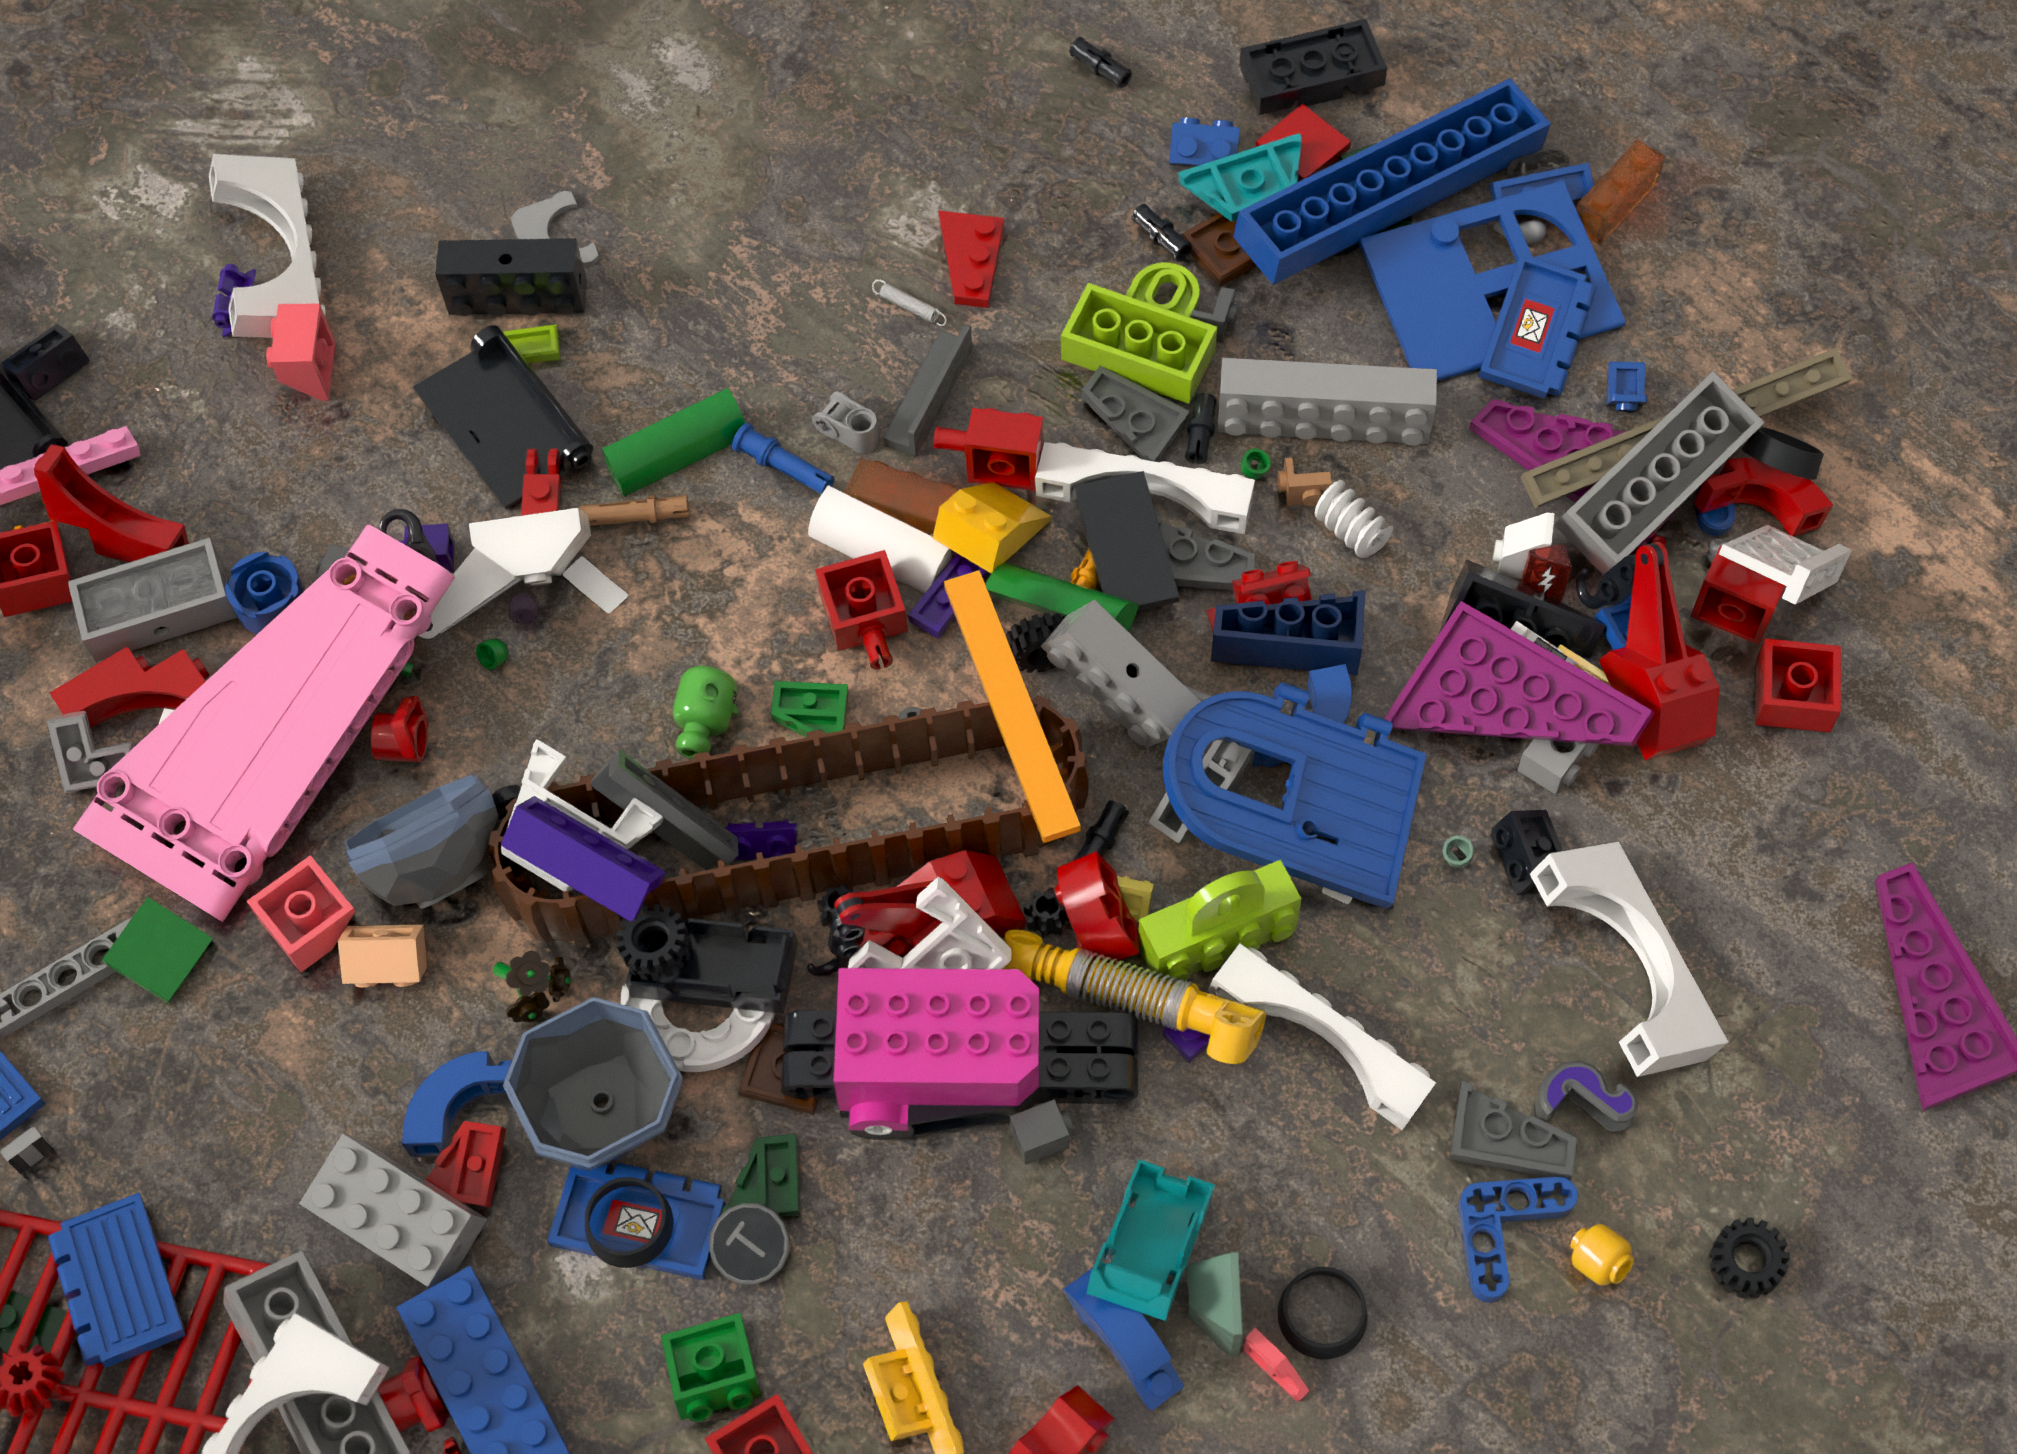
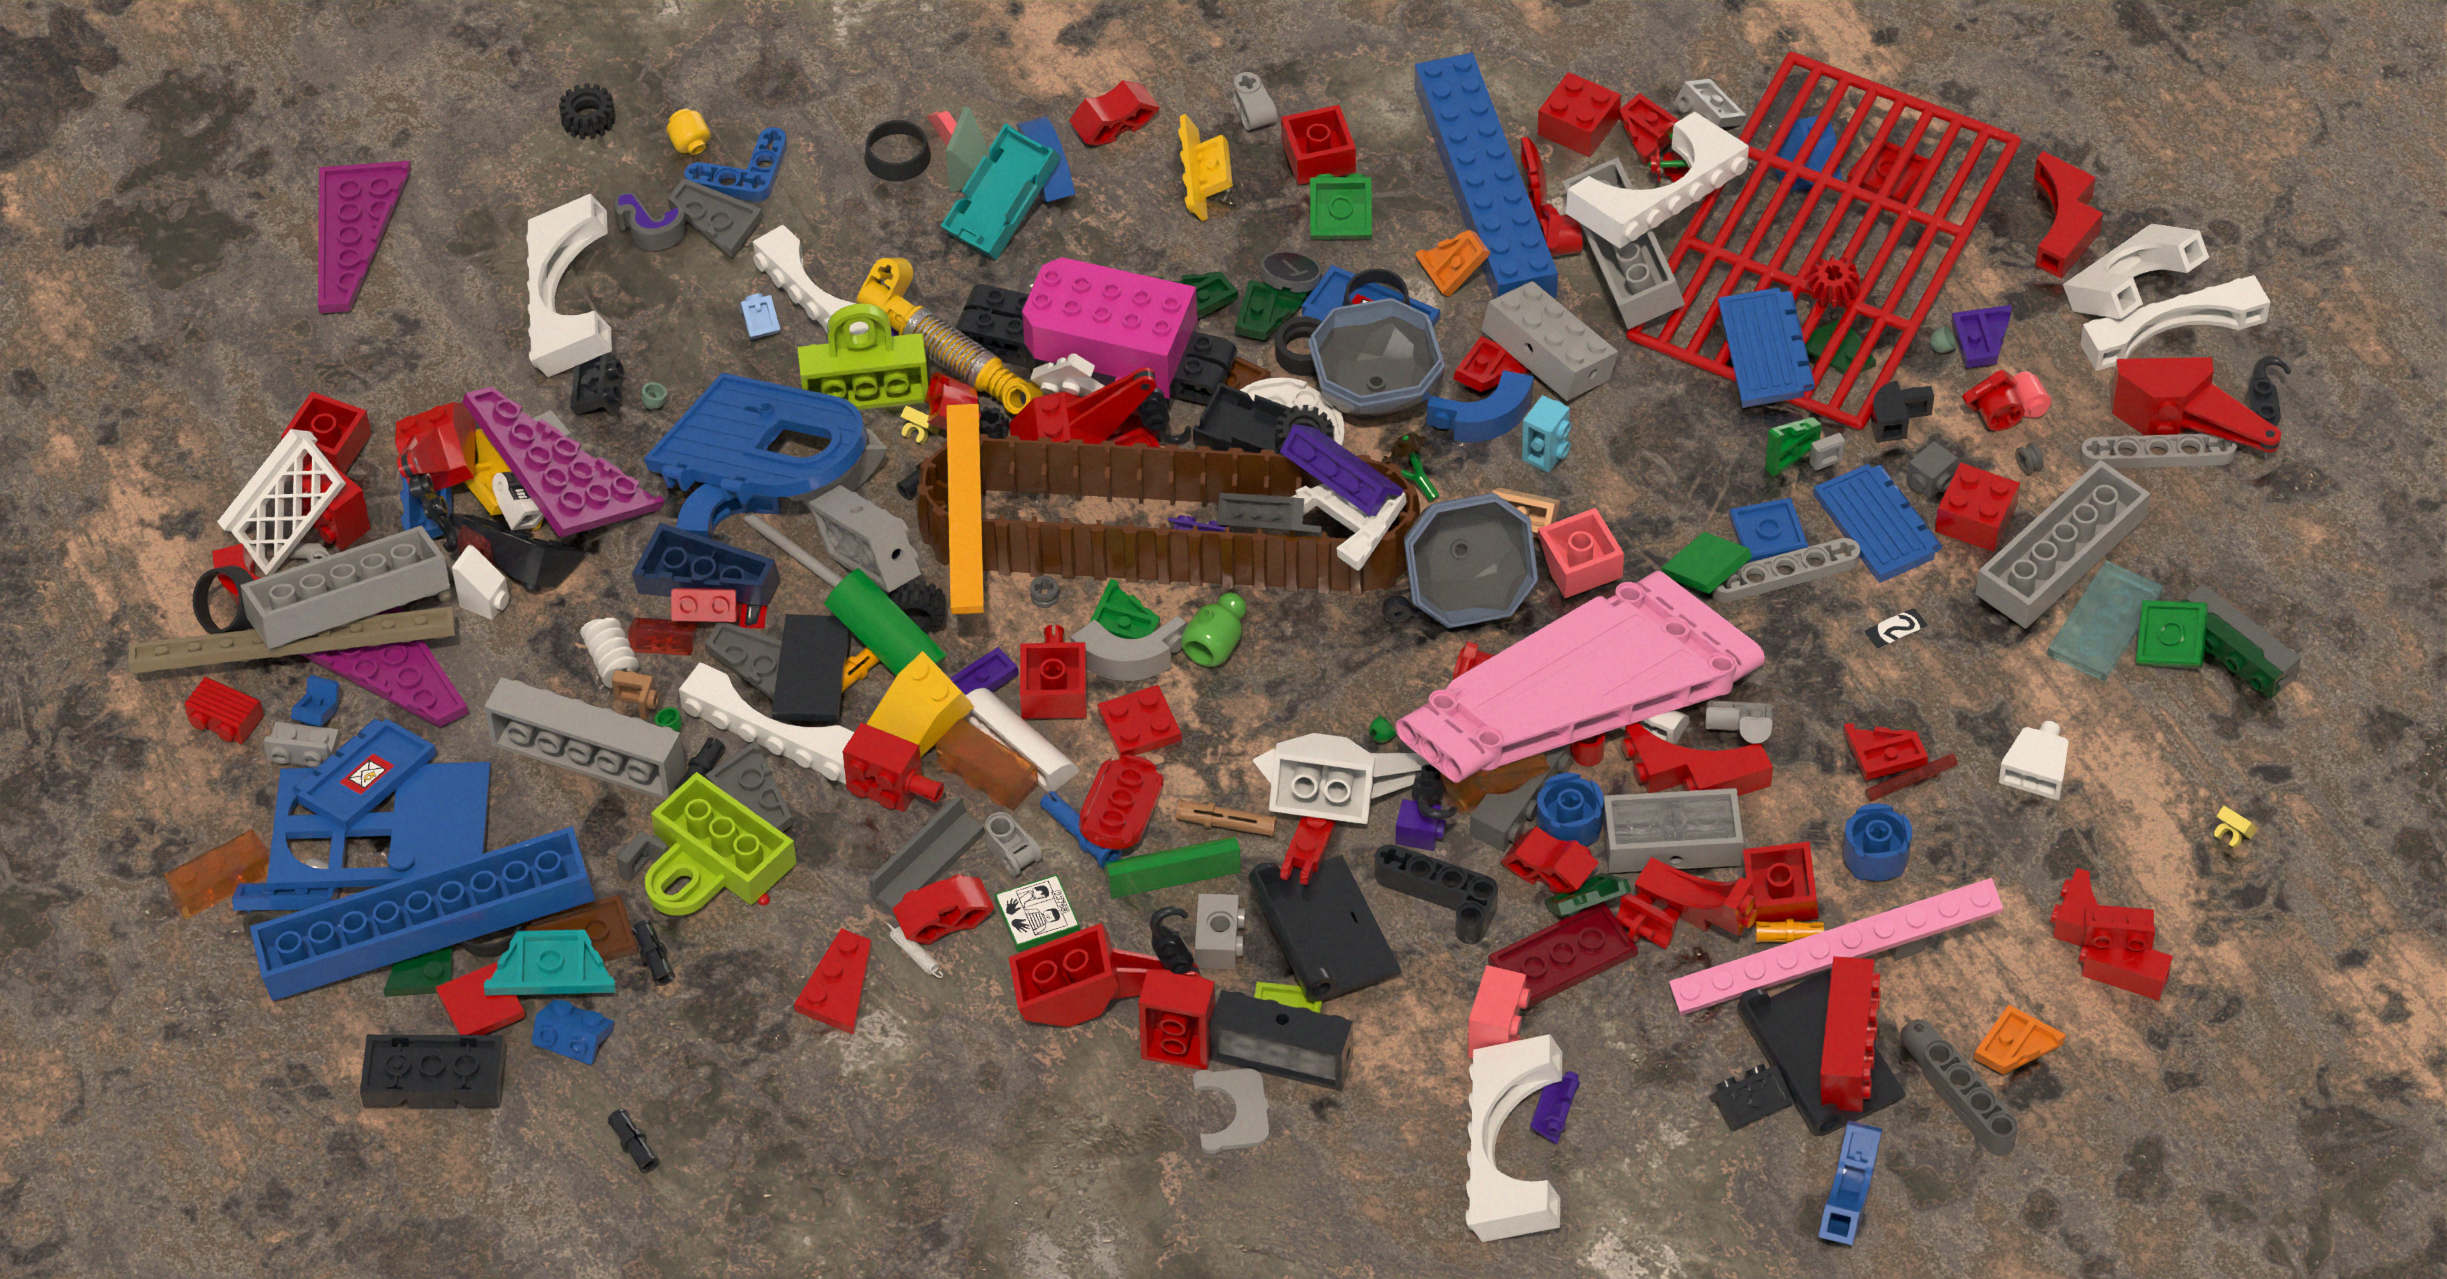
camera: 165 degrees left, 10 degrees down
(69, 1142) = (1790, 443): none -> green wing
(93, 1030) = (1768, 528): none -> blue tile
(173, 503) = (1646, 920): none -> red hips
(234, 513) = (1591, 892): none -> dark green wing
(255, 461) = (1567, 952): none -> dark red tile
(270, 530) = (1550, 861): none -> red brick
(370, 1061) = (1546, 434): none -> medium azure brick
(438, 497) = (1399, 870): none -> black beam
(543, 1311) = (1453, 260): none -> orange wing
(602, 369) = (1216, 914): none -> light grey brick
(613, 251) = (1176, 1019): none -> red brick
(693, 1111) = (1290, 330): none -> black tyre
(725, 280) = (1082, 972): none -> red slope
(747, 490) = (1120, 802): none -> red tile
(760, 600) = (1139, 721): none -> red plate
(794, 658) = (1130, 658): none -> light grey arch
(800, 369) = (1037, 913): none -> tile
(861, 1180) = (1212, 291): none -> dark green wing
(891, 333) = (943, 908): none -> red brick
(1326, 566) = (662, 636): none -> clear red slope
(1386, 998) = (759, 316): none -> light blue bracket
(1617, 342) = (300, 744): none -> light grey bracket
(1724, 353) = (223, 710): none -> red brick

